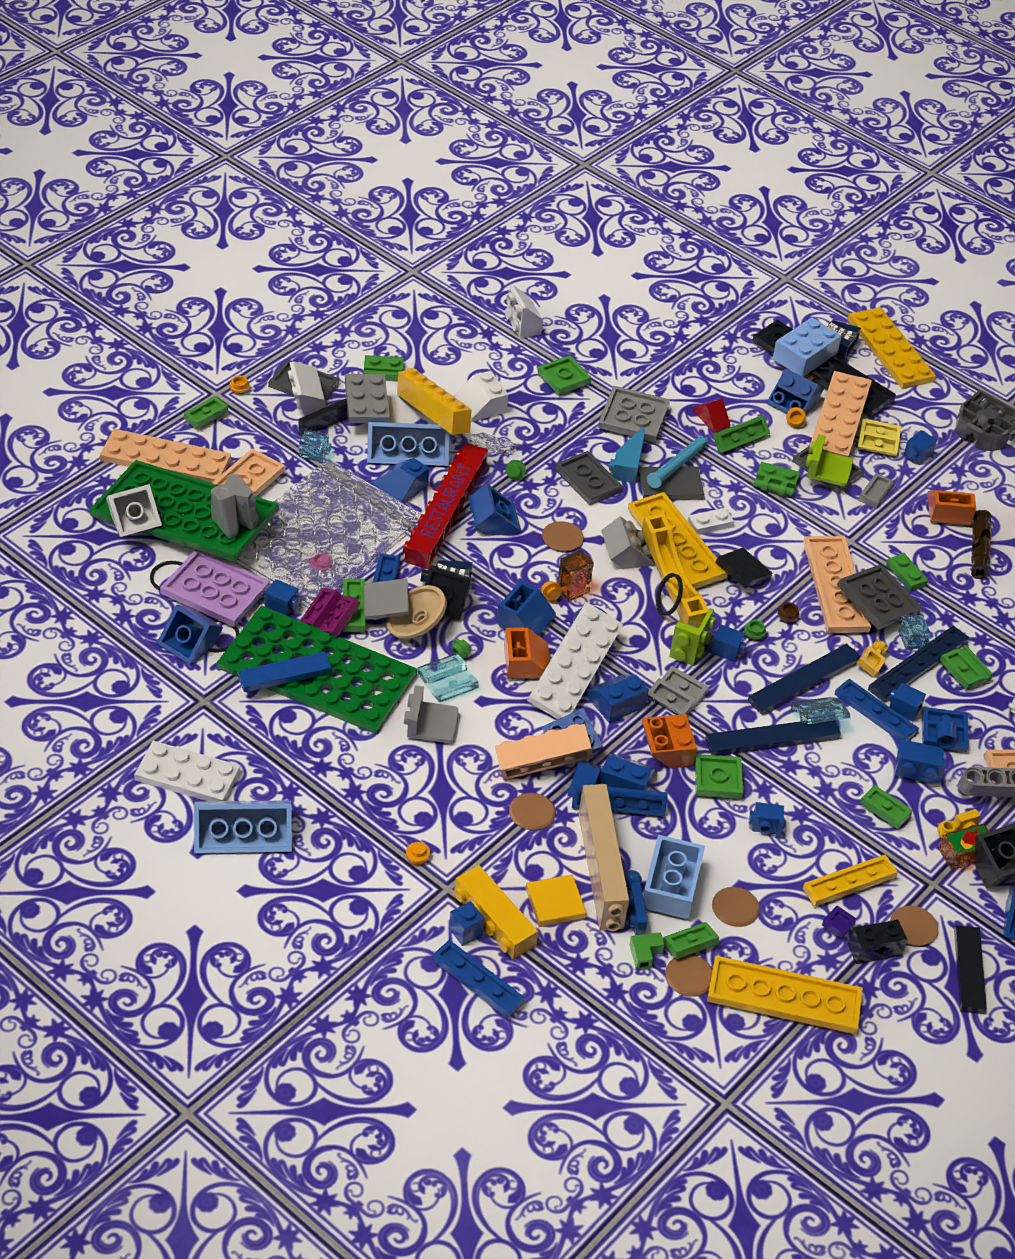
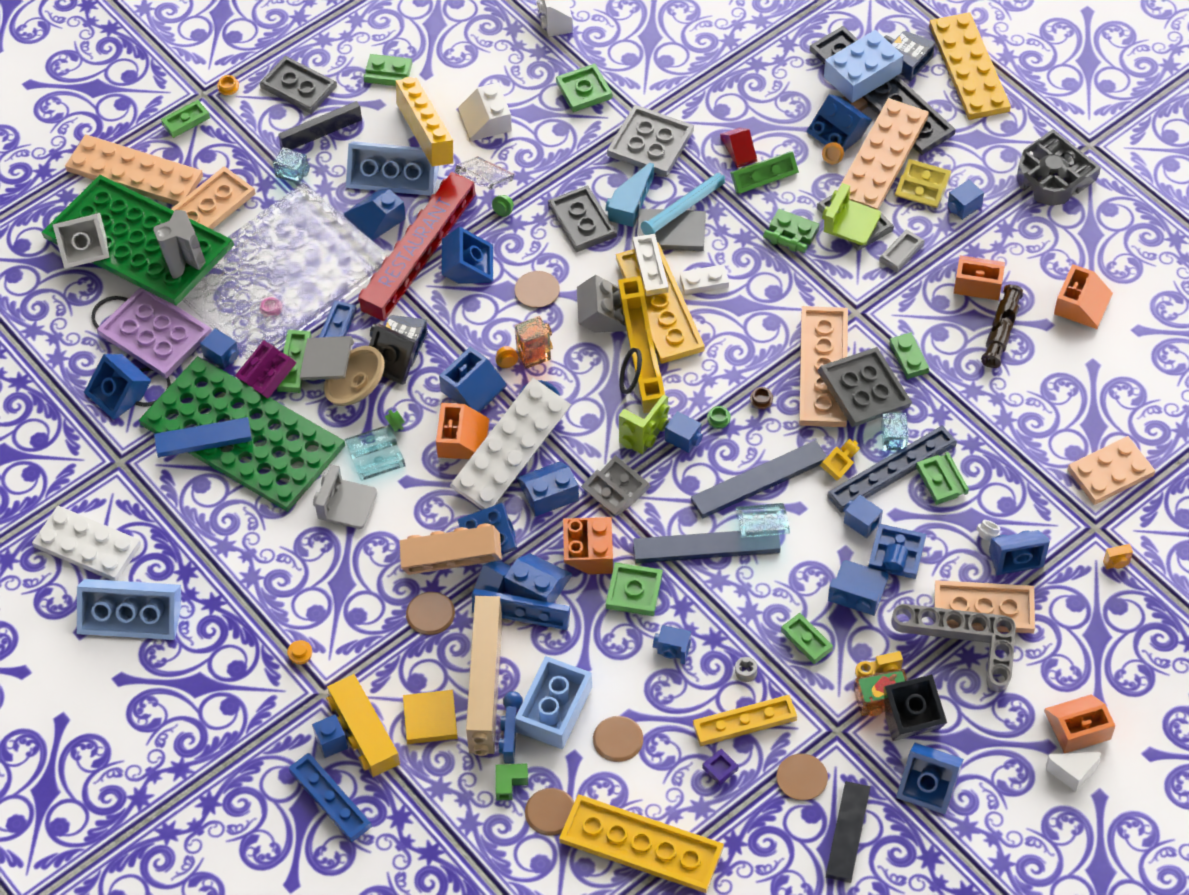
camera: 15 degrees right, 10 degrees up
(306, 387) = (293, 96): white slope -> none
(366, 398) = (355, 112): light grey plate -> none
(662, 503) = (650, 265): none -> white plate
(691, 940) = (558, 774): bright green plate -> none
(743, 567) = (724, 341): black tile -> none
(839, 843) = (746, 676): none -> light grey bush
(876, 710) = (828, 523): blue tile -> none
(877, 941) = (753, 793): black brick -> none

